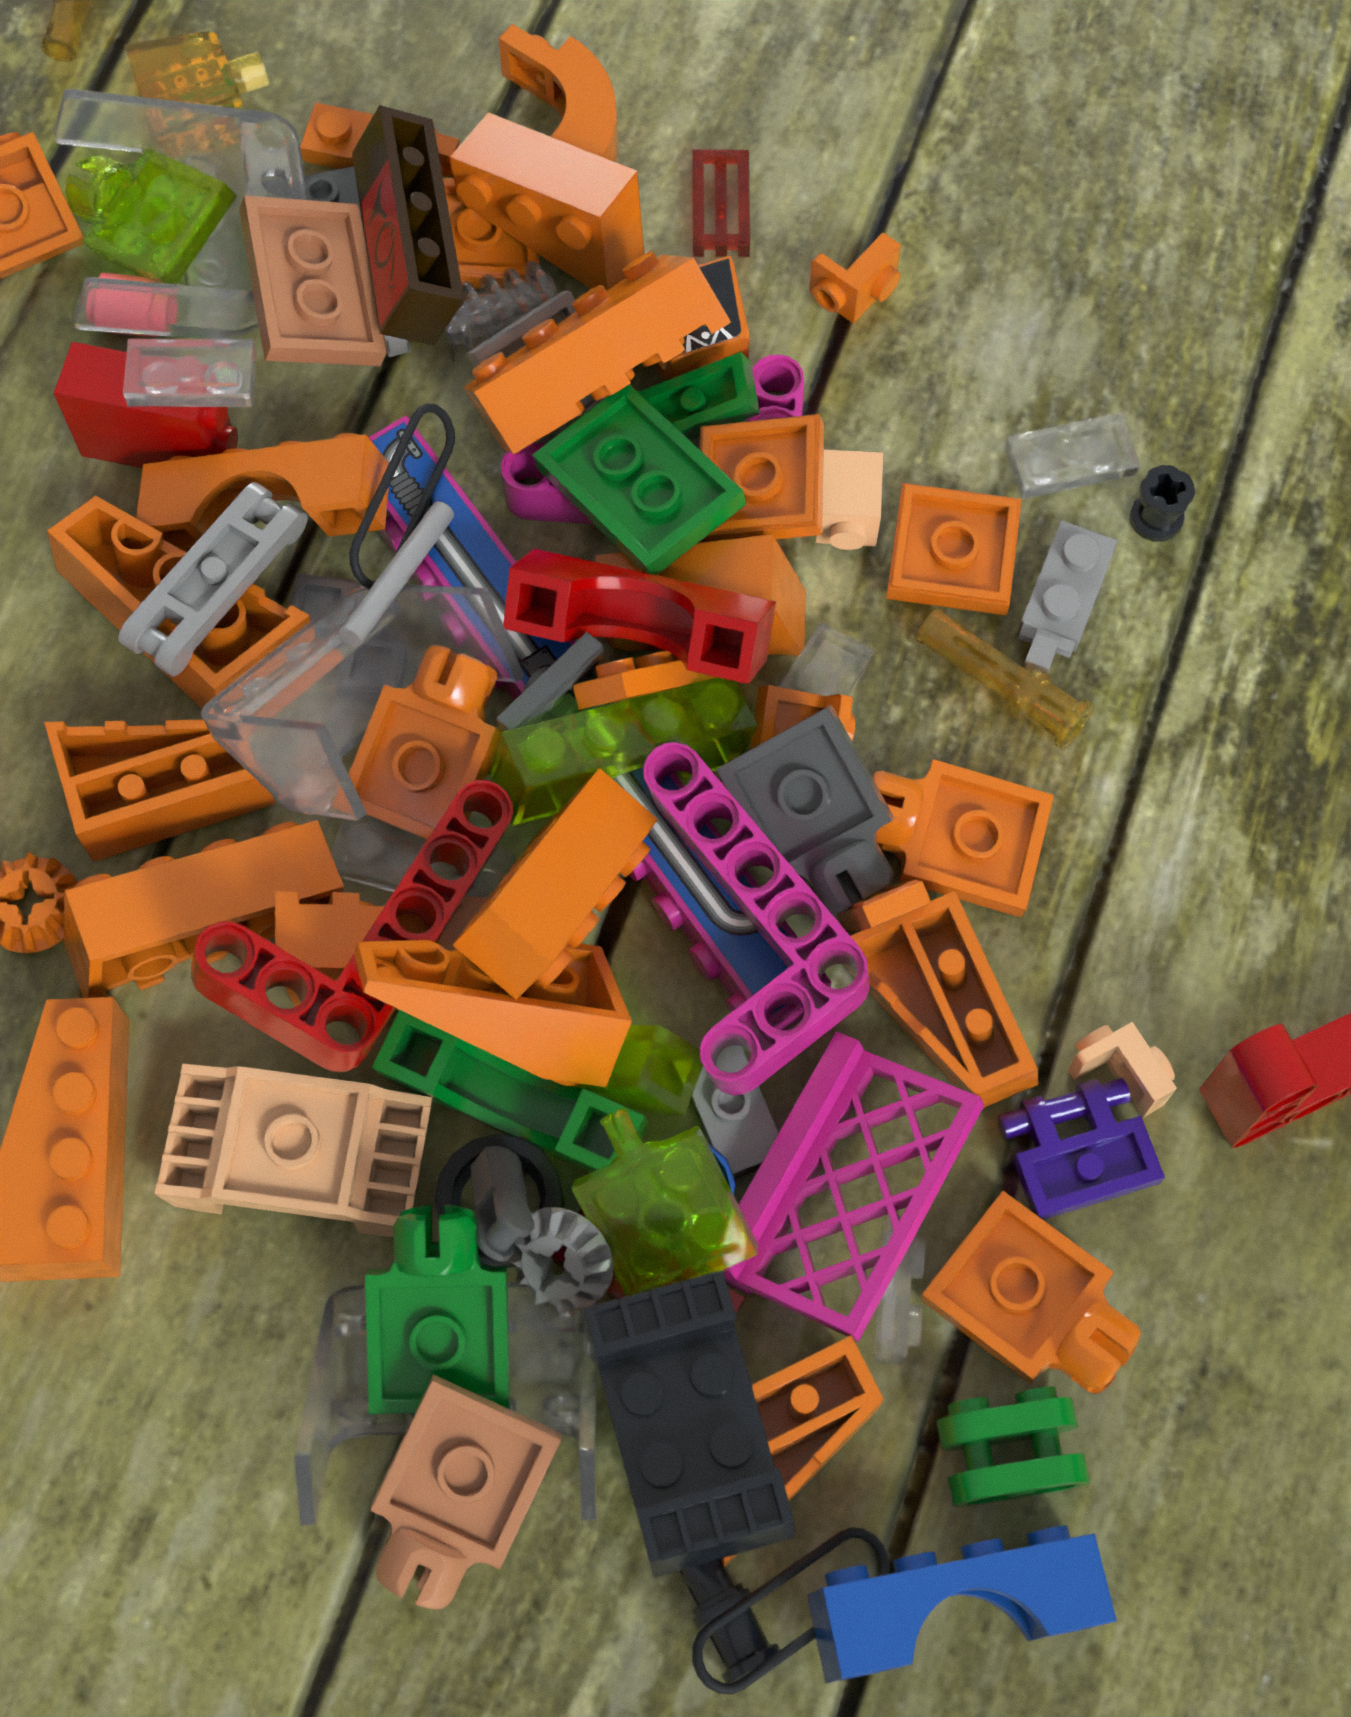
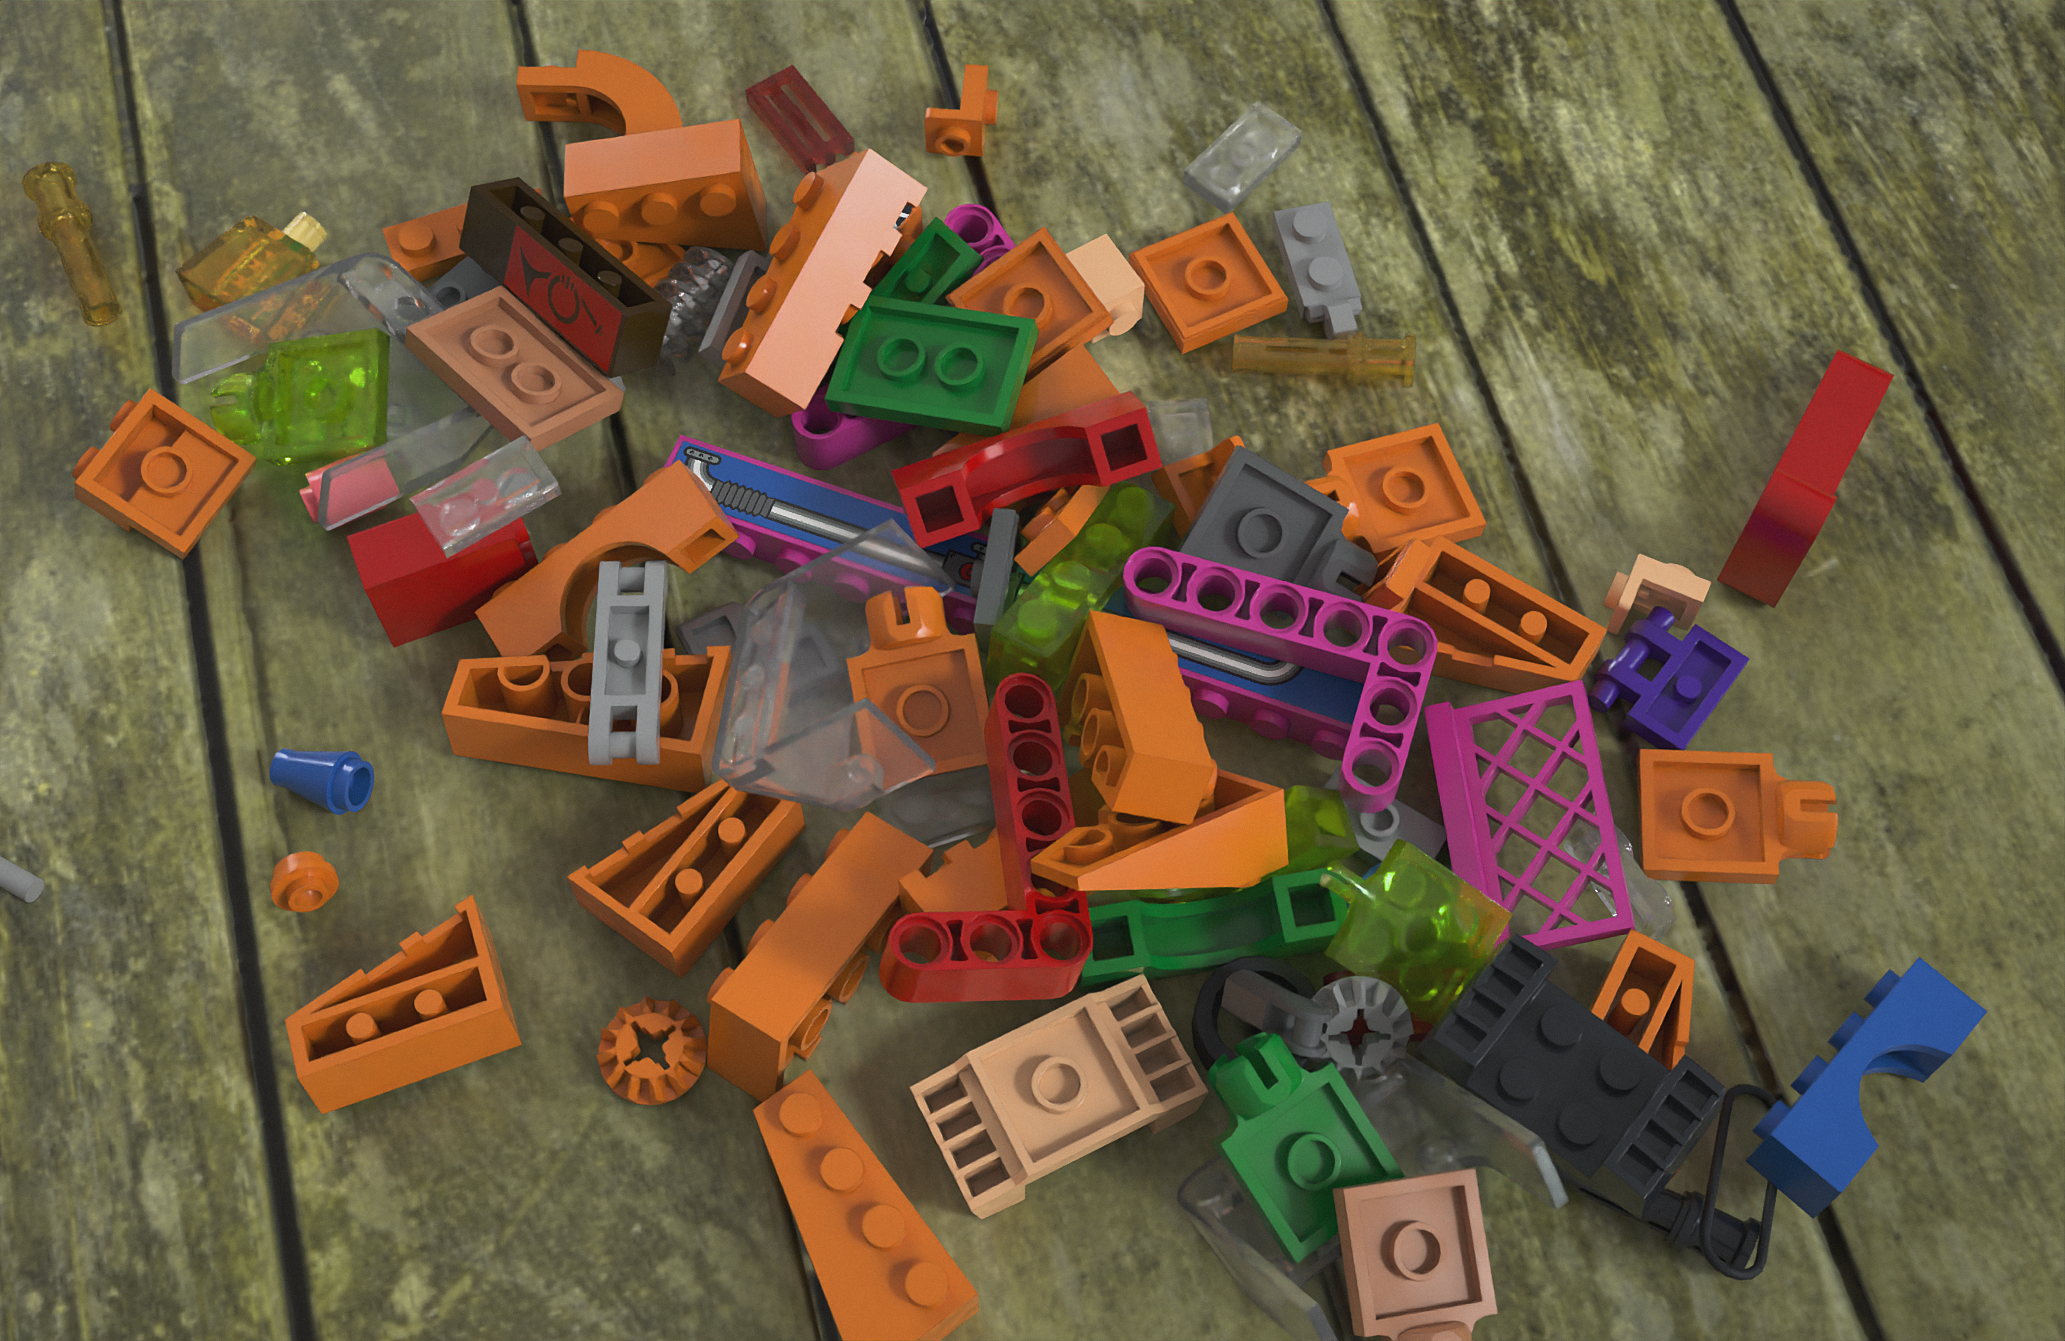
camera: 35 degrees left, 5 degrees down
(387, 477) = (724, 501): black piece -> none
(396, 574) = (786, 563): light grey bar -> none
(1035, 1416) = (1799, 903): green brick -> none
(1162, 503) = (1335, 145): black bush -> none

